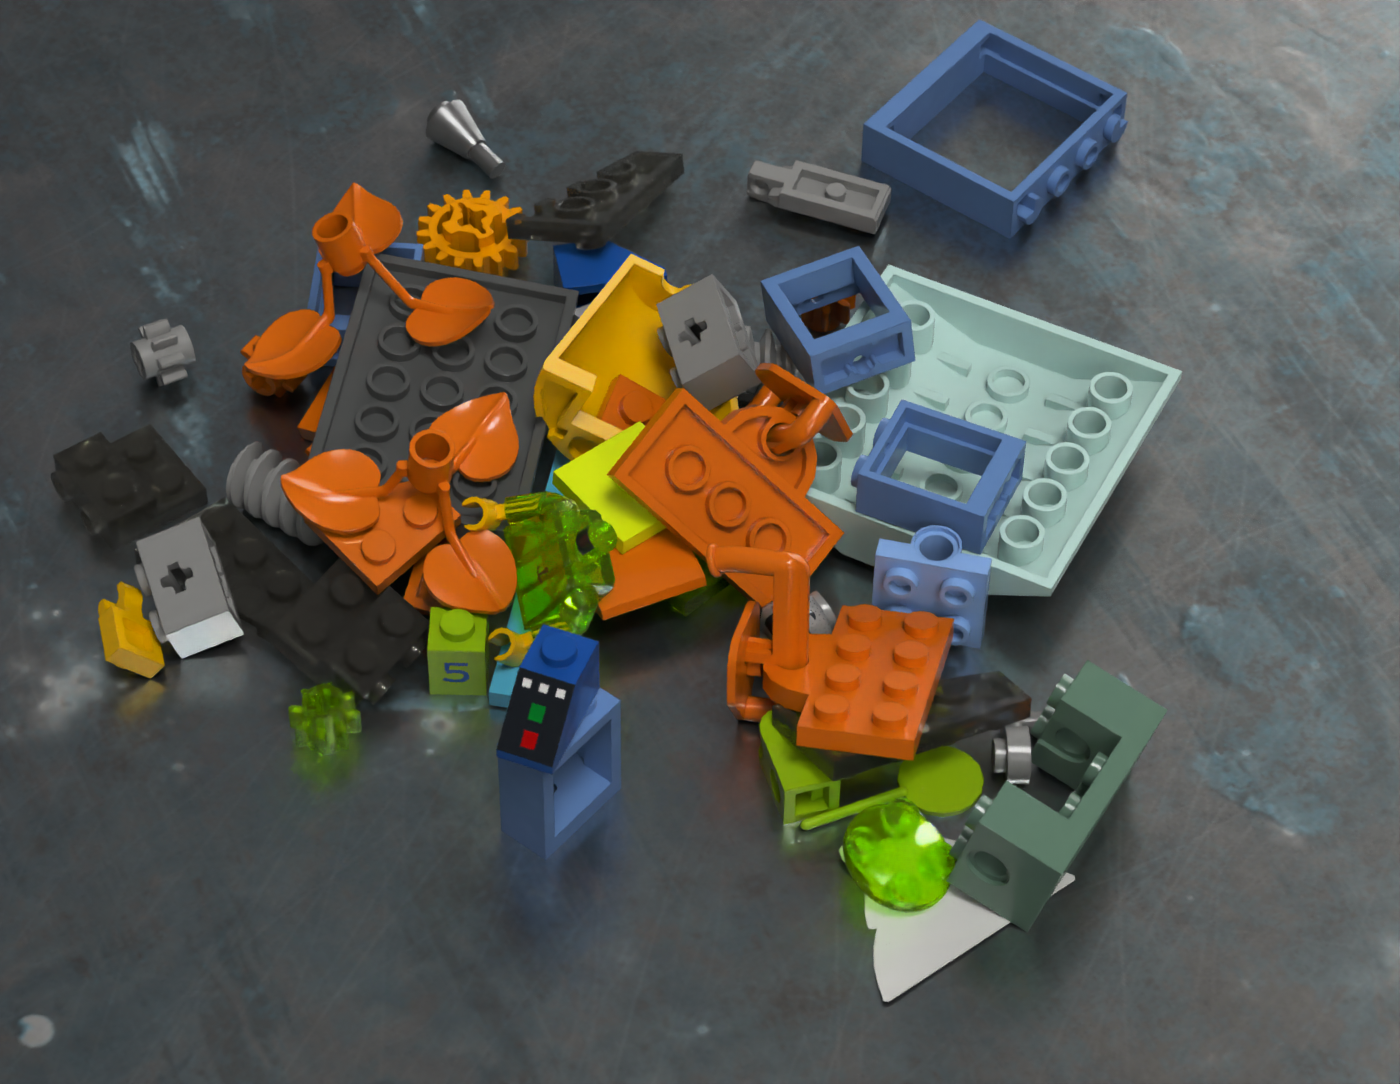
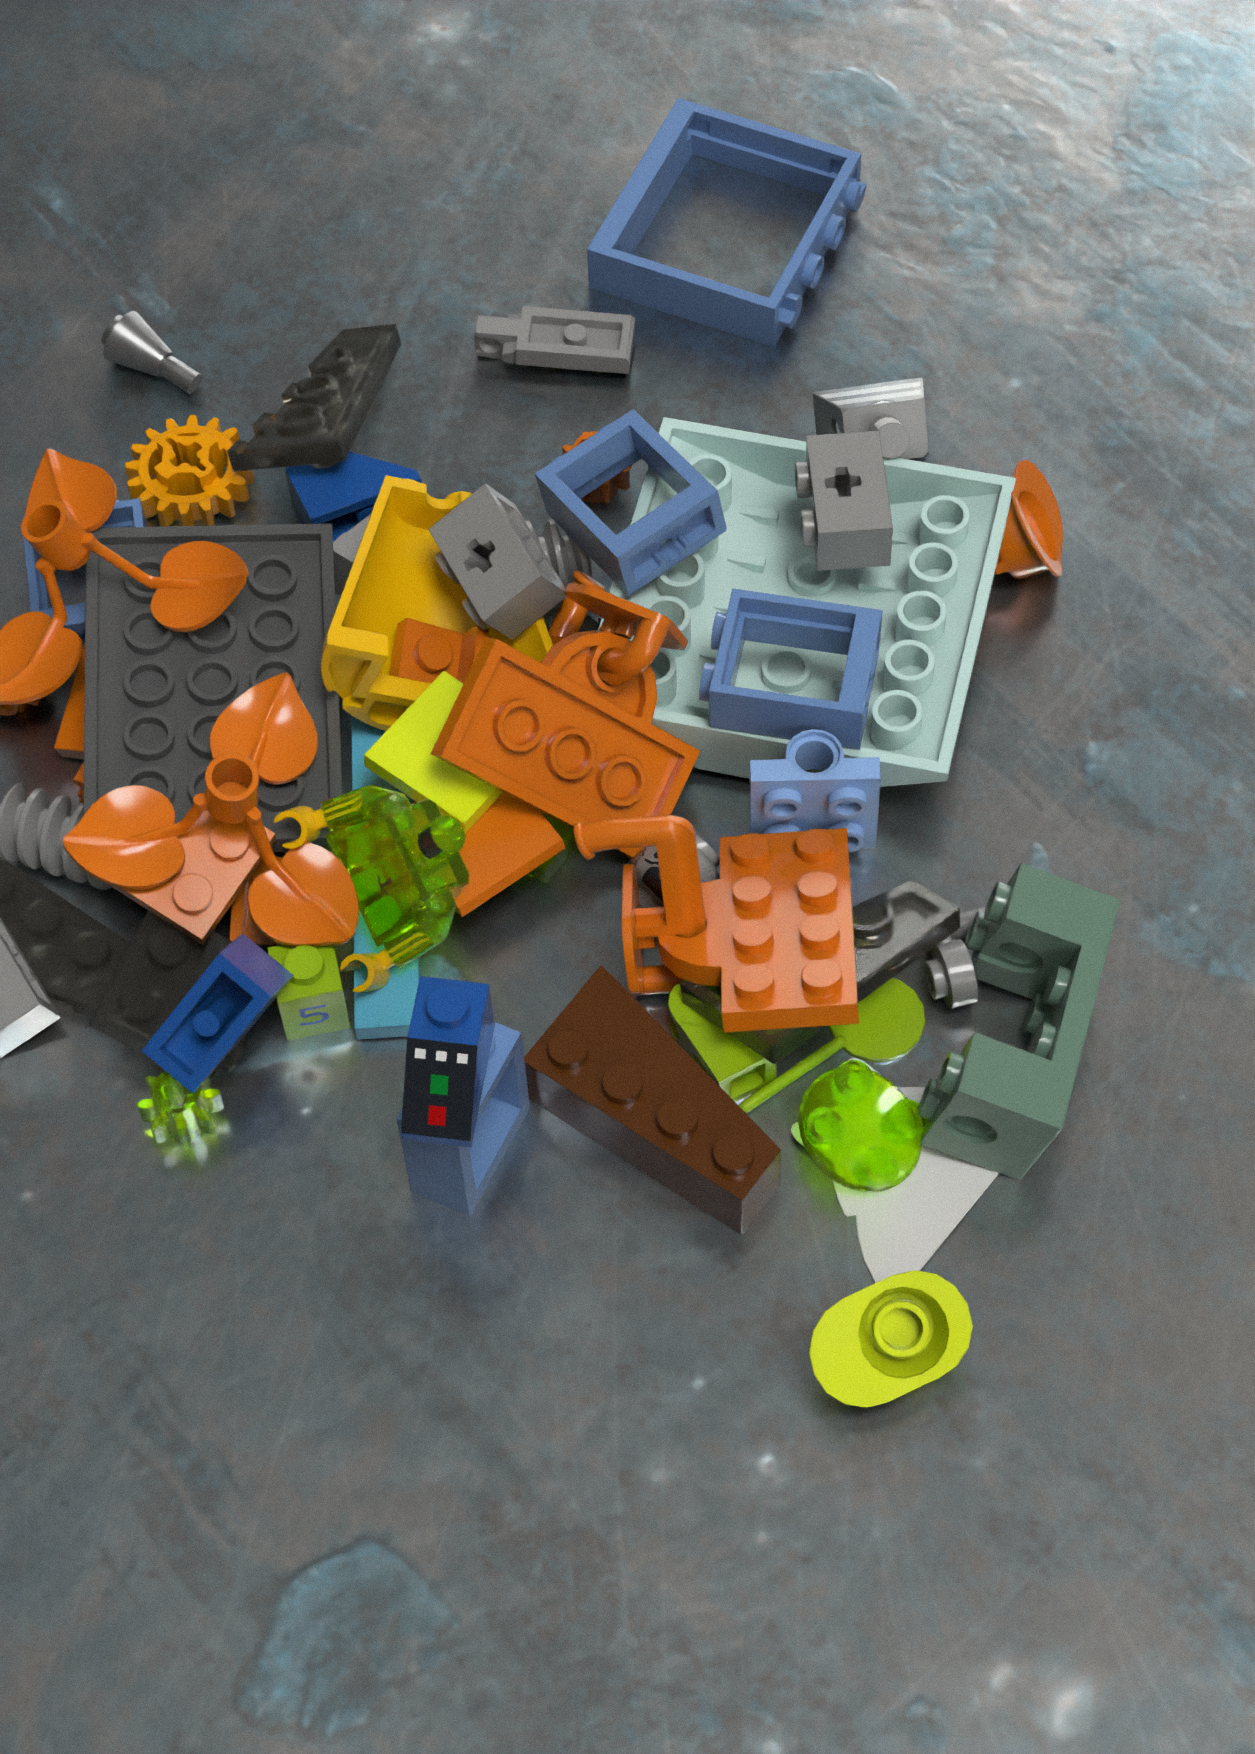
camera: 10 degrees left, 10 degrees up
(374, 642) = (217, 1012): none -> blue slope
(722, 799) = (649, 1102): none -> reddish brown wedge
(872, 1016) = (890, 1338): none -> neon yellow piece
(1024, 355) = (846, 499): none -> light grey brick
(1079, 304) = (886, 407): none -> light grey torso
(1190, 418) = (1033, 527): none -> orange piece

